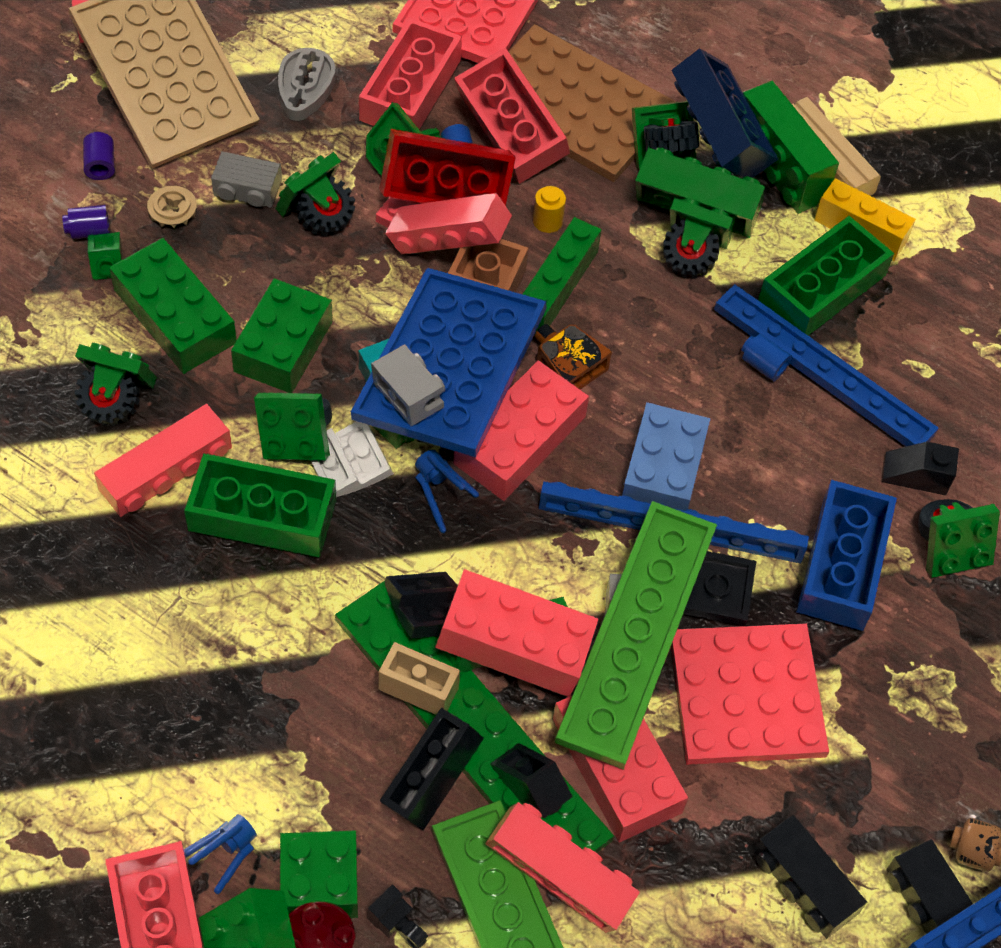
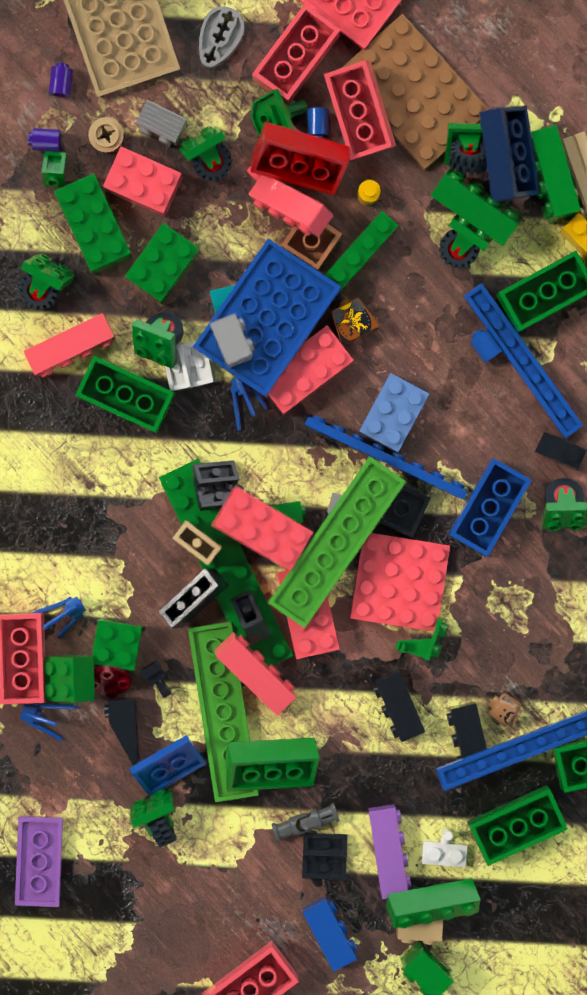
camera: 20 degrees right, 30 degrees up
(234, 245) = (142, 181): none -> coral brick
(819, 772) = (425, 648): none -> green plate

